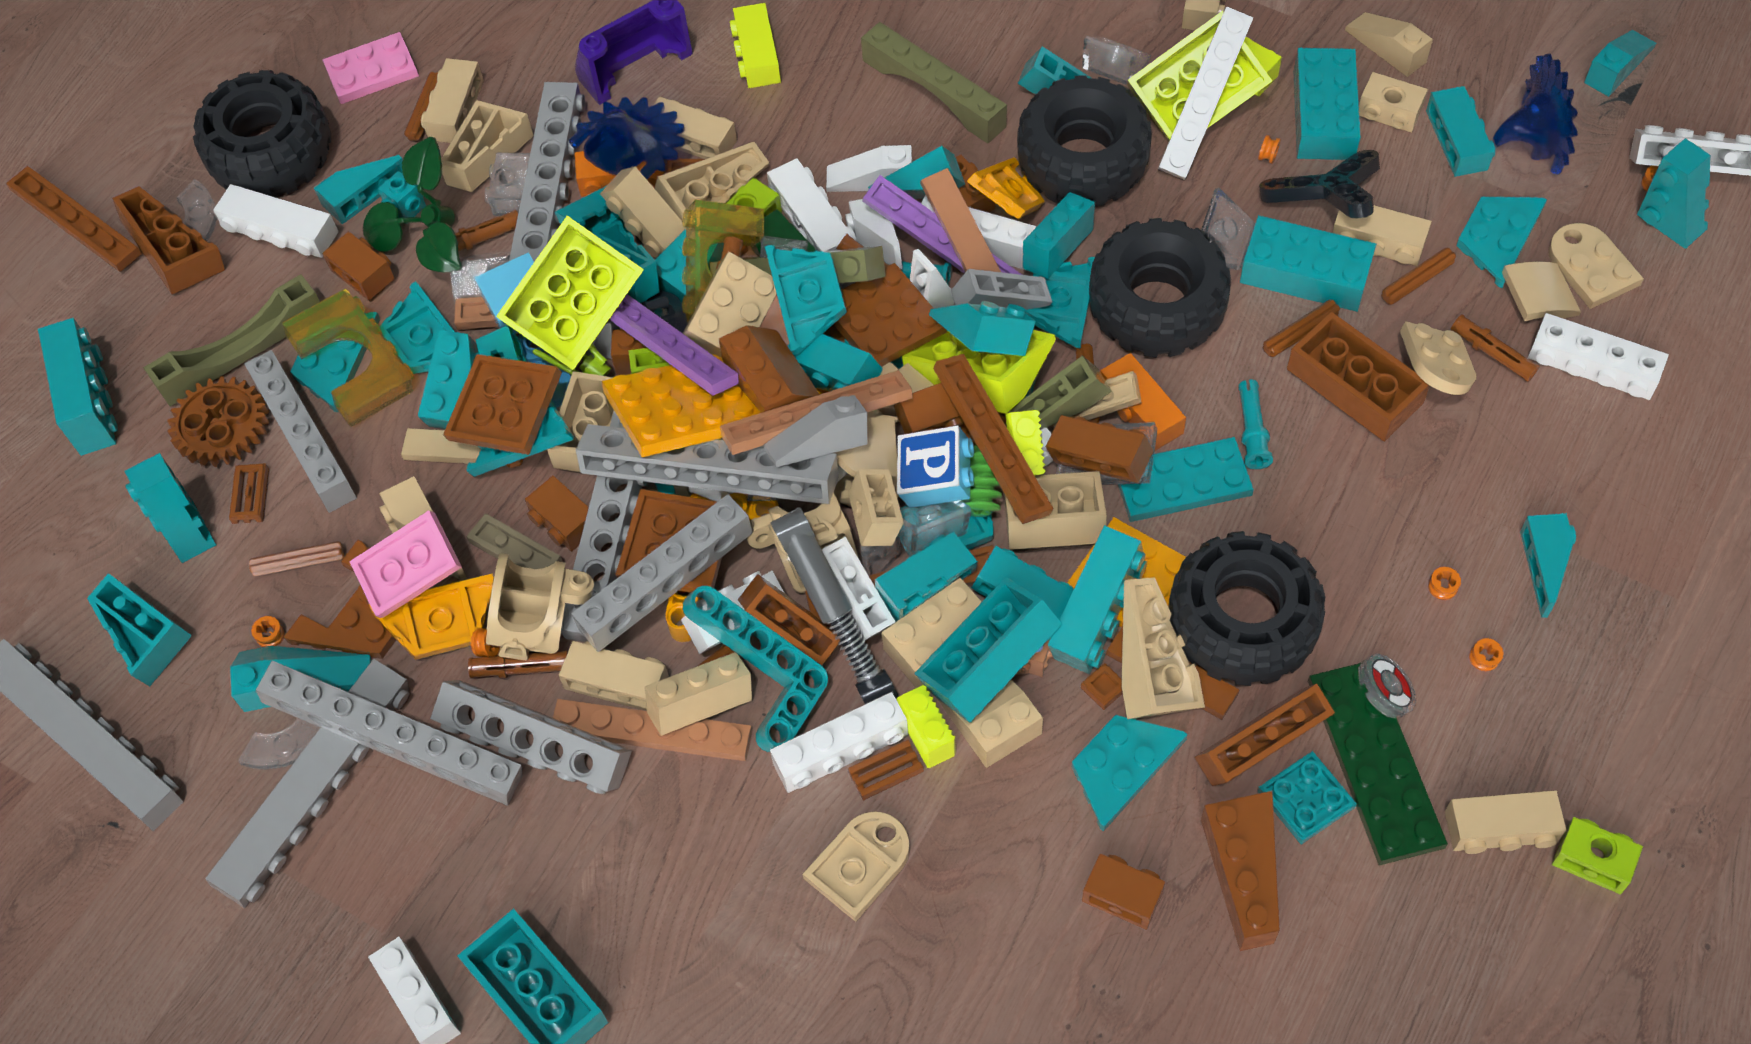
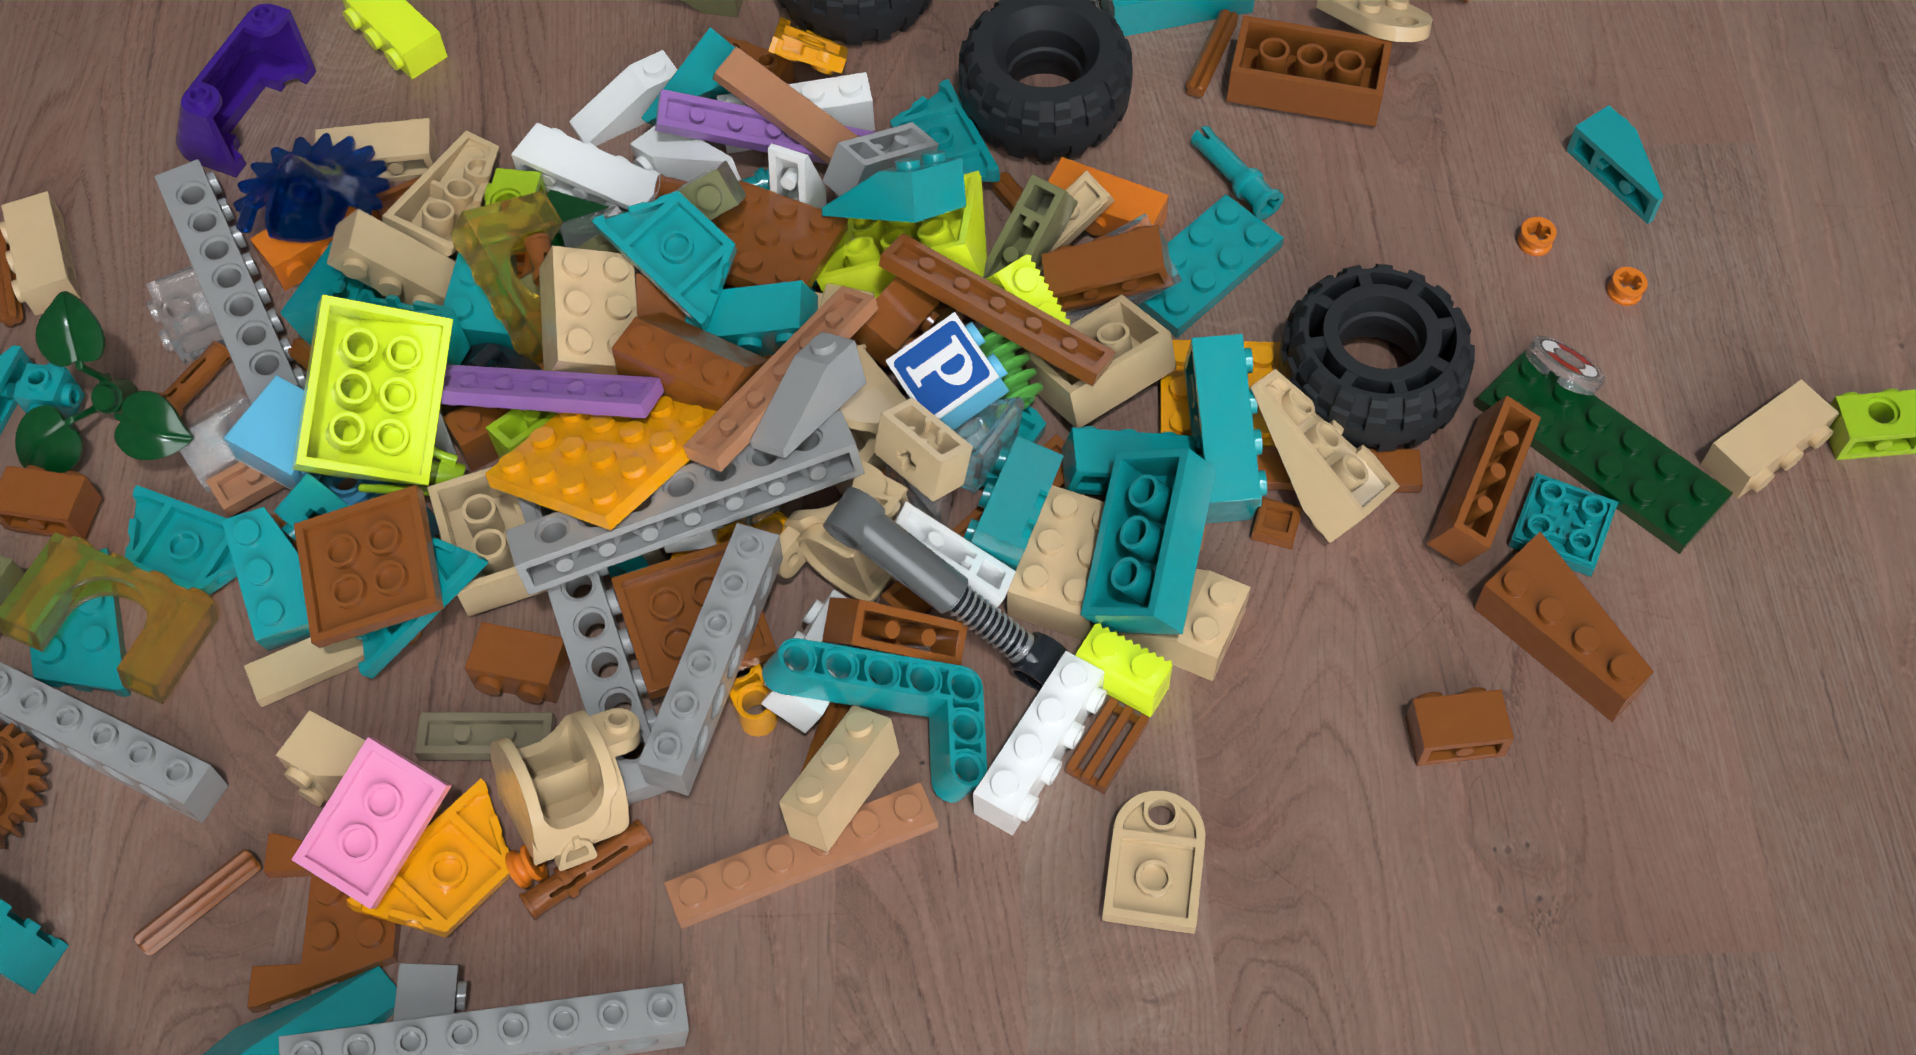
camera: 35 degrees left, 0 degrees up
(260, 497) = (89, 884): dark orange tile -> none
(261, 625) = (208, 1003): orange bush -> none
(477, 141) = (114, 278): tan wedge -> none
(608, 758) = (543, 975): light grey brick -> none
(610, 674) = (716, 816): tan brick -> none
(1058, 235) = (894, 72): teal brick -> none
(1122, 763) = (1354, 594): teal wing -> none

